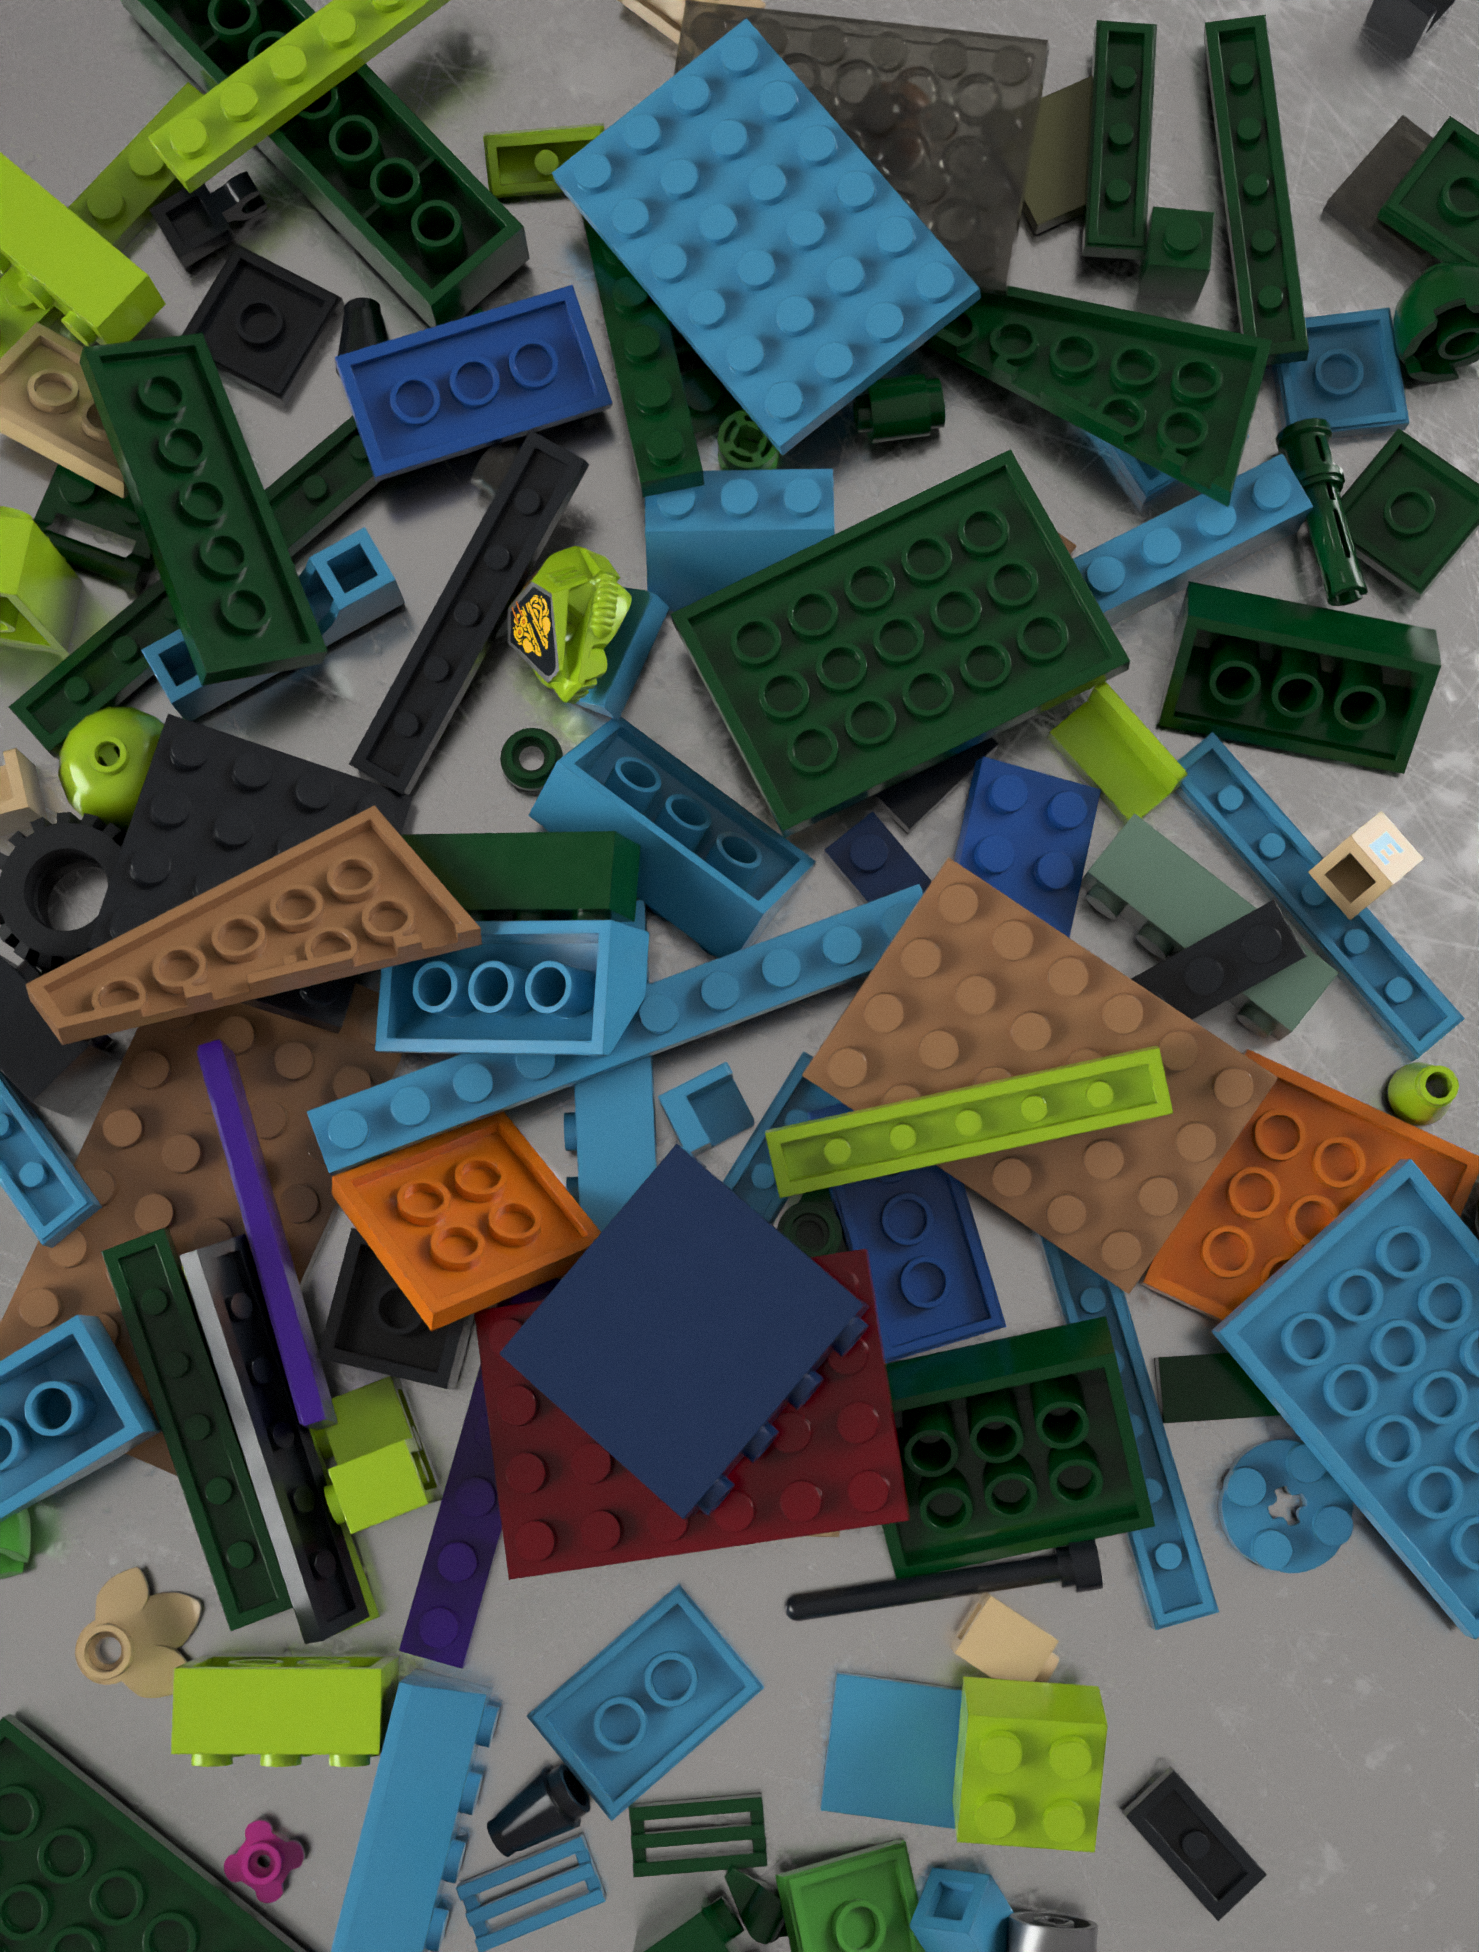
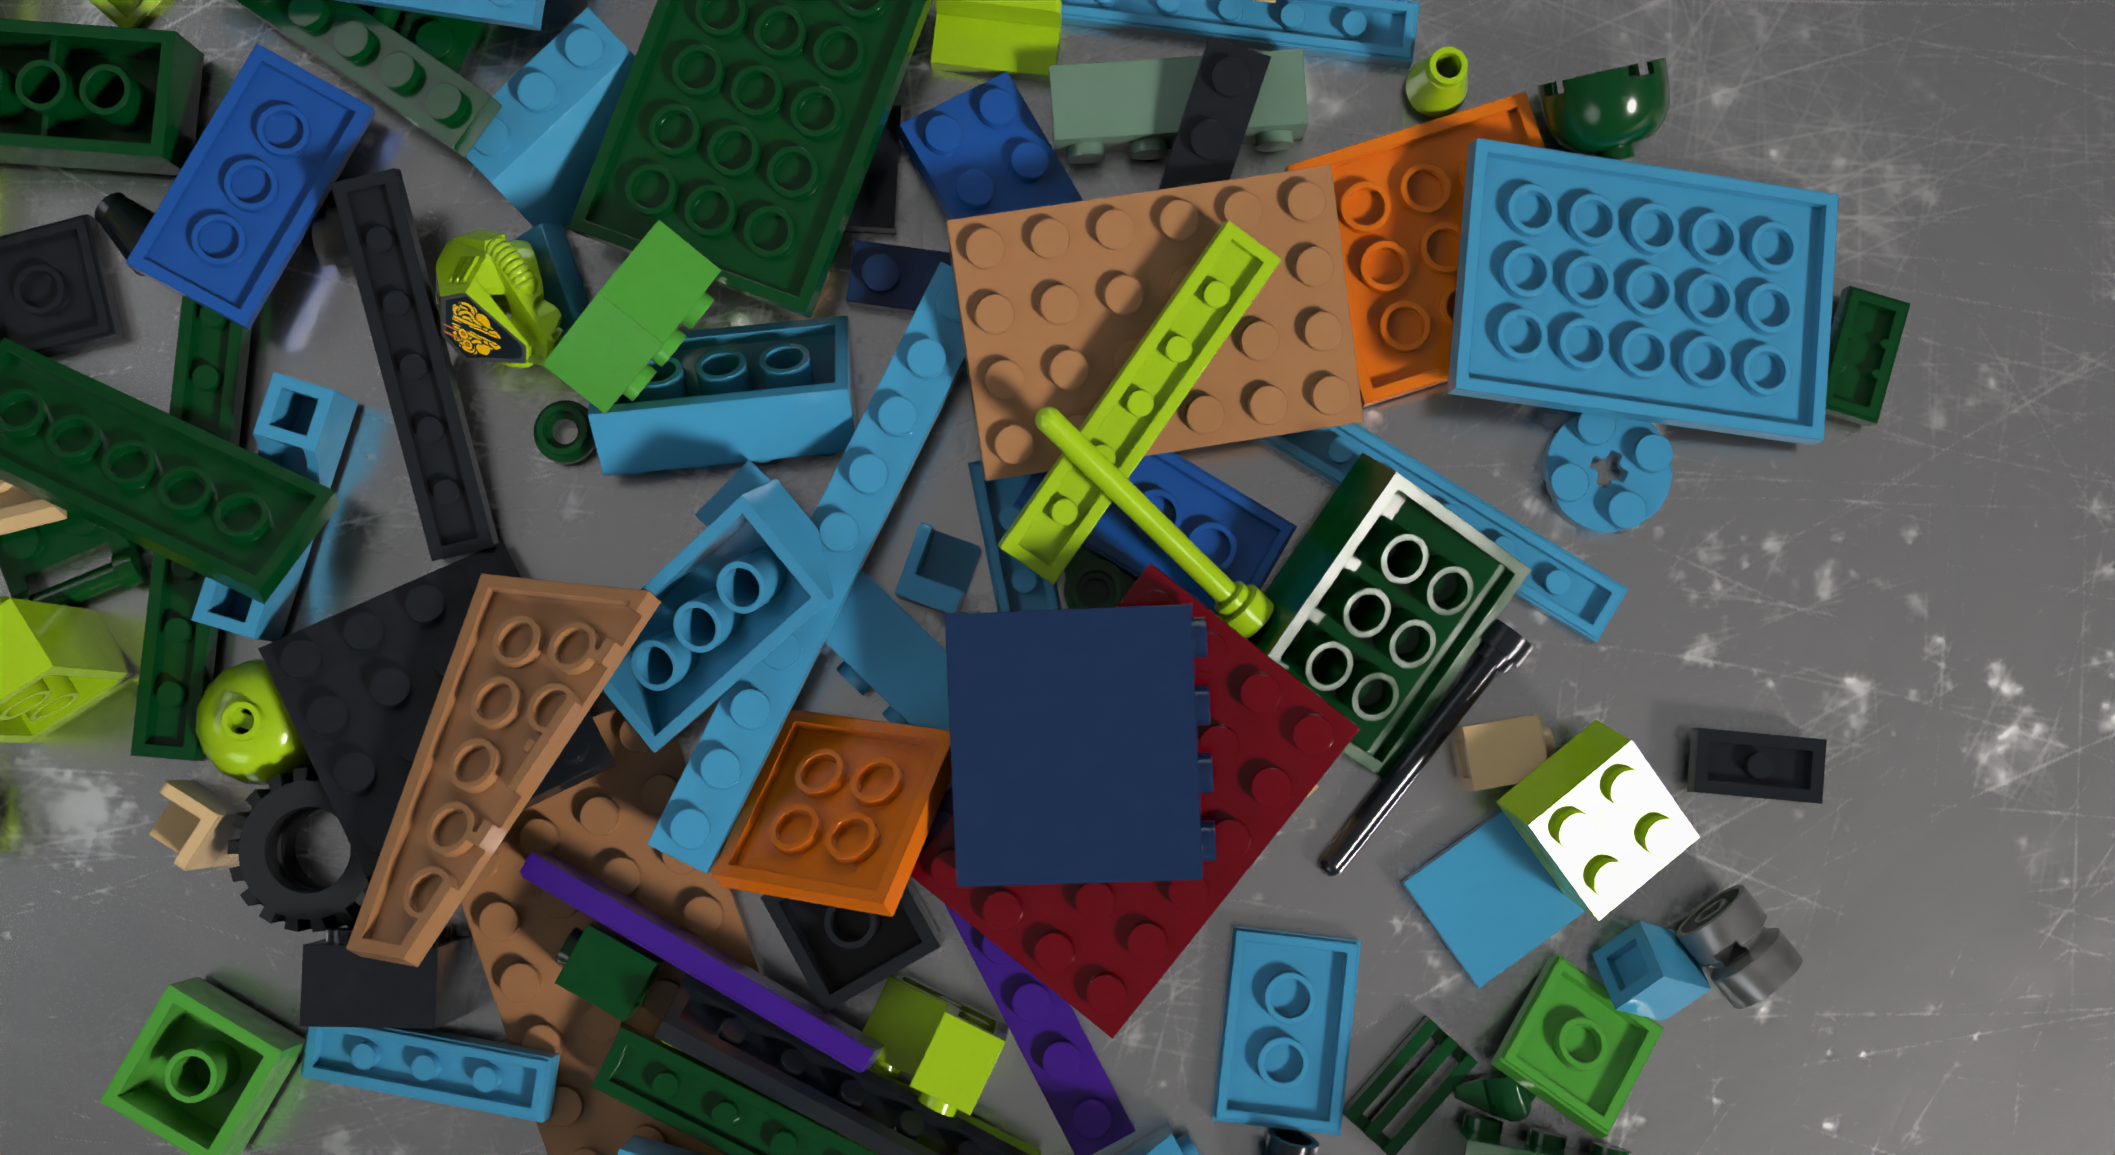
camera: 45 degrees left, 5 degrees up
(193, 1177) = (607, 969): none -> dark green brick
(535, 874) = (651, 513): dark green brick -> none
(655, 723) = (635, 319): none -> bright green brick
(748, 454) = (512, 55): bright green wheel -> none
(905, 1344) = (1236, 603): none -> lime piece
(1207, 1389) = (1479, 438): dark green tile -> none

